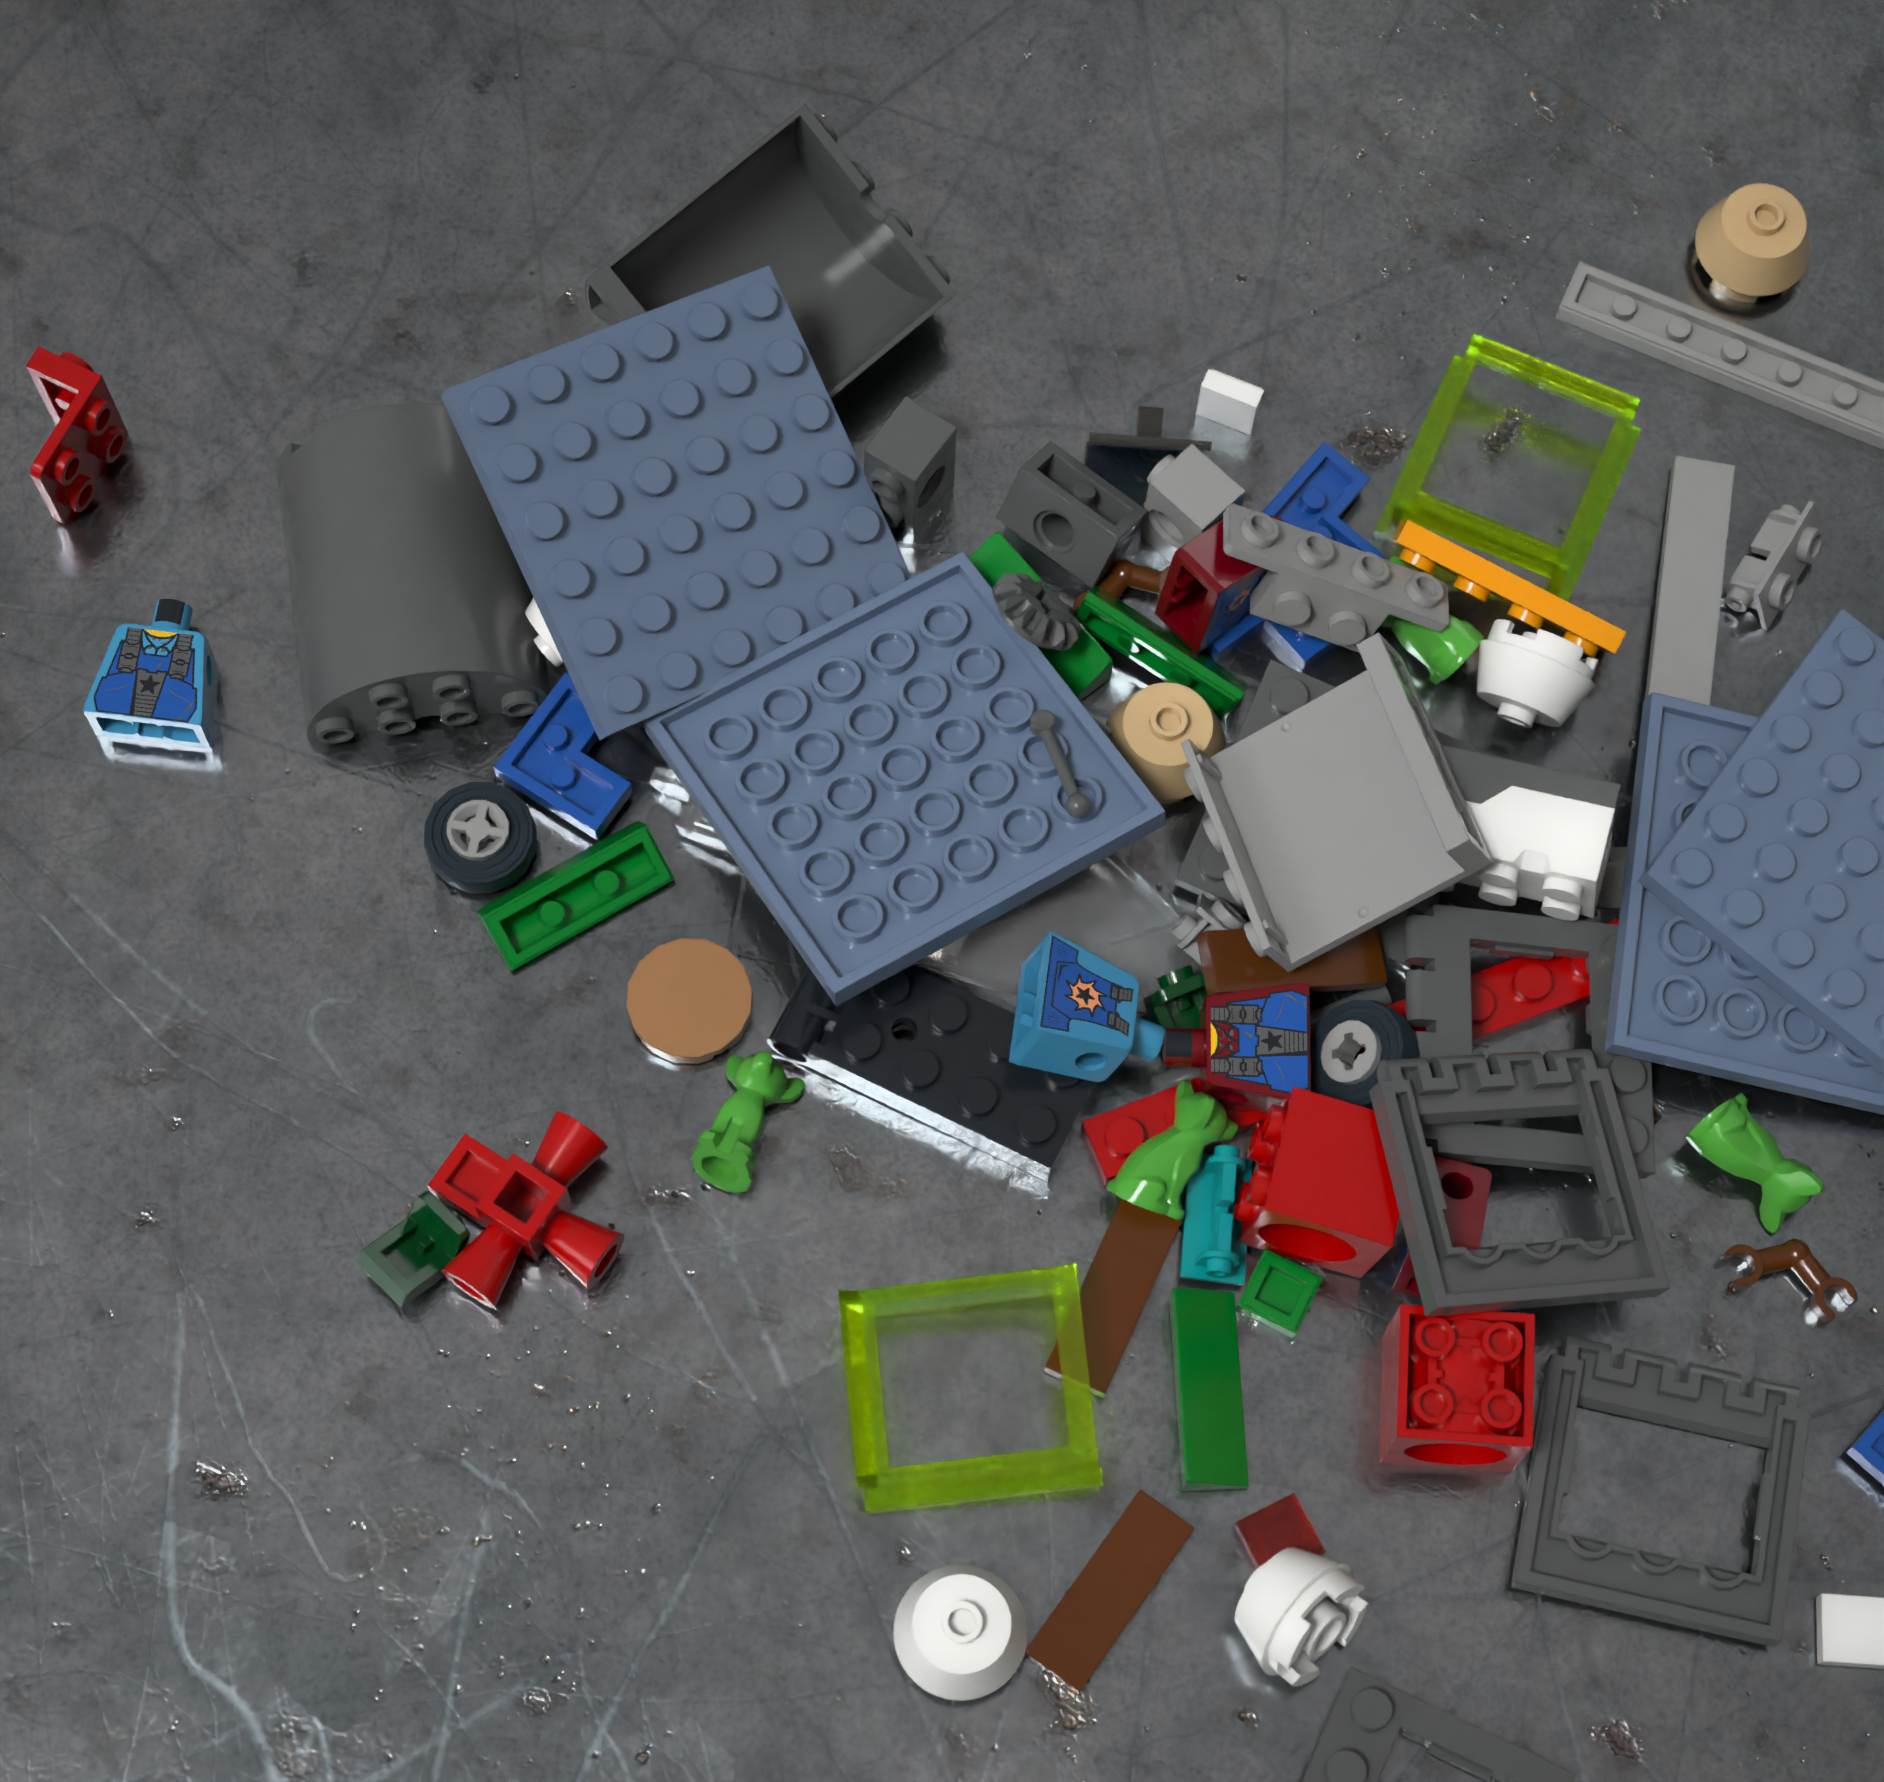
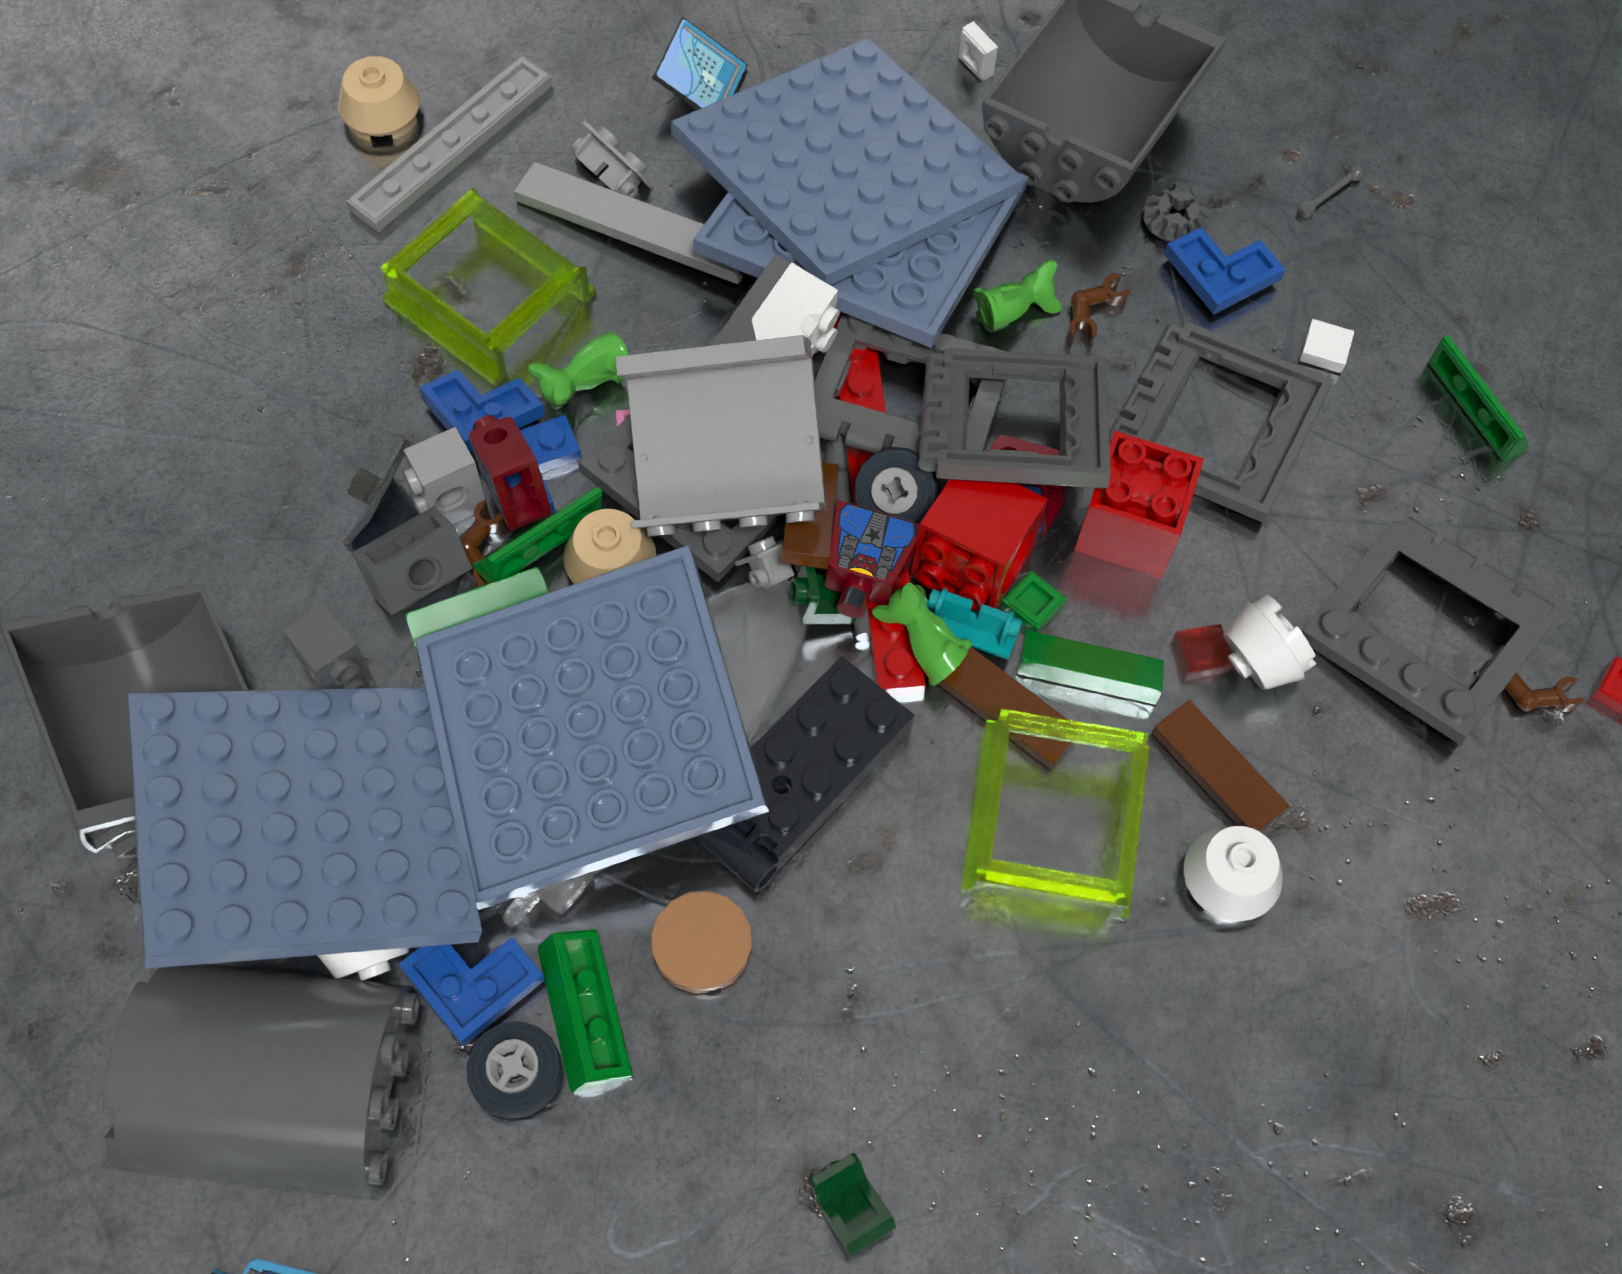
camera: 75 degrees left, 5 degrees down
(524, 1209) = (841, 1108): red brick -> none
(726, 1151) = (836, 939): bright green animal -> none
(1036, 612) = (489, 598): dark grey gear -> none
(1043, 725) = (588, 611): dark grey hinge -> none
(1078, 1014) = (811, 657): dark azure torso -> none
(1229, 401) = (362, 437): white tile -> none
(1327, 584) = (543, 402): light grey bracket -> none
(1481, 578) = (565, 319): light orange plate -> none
(1532, 675) = (647, 312): white cone -> none

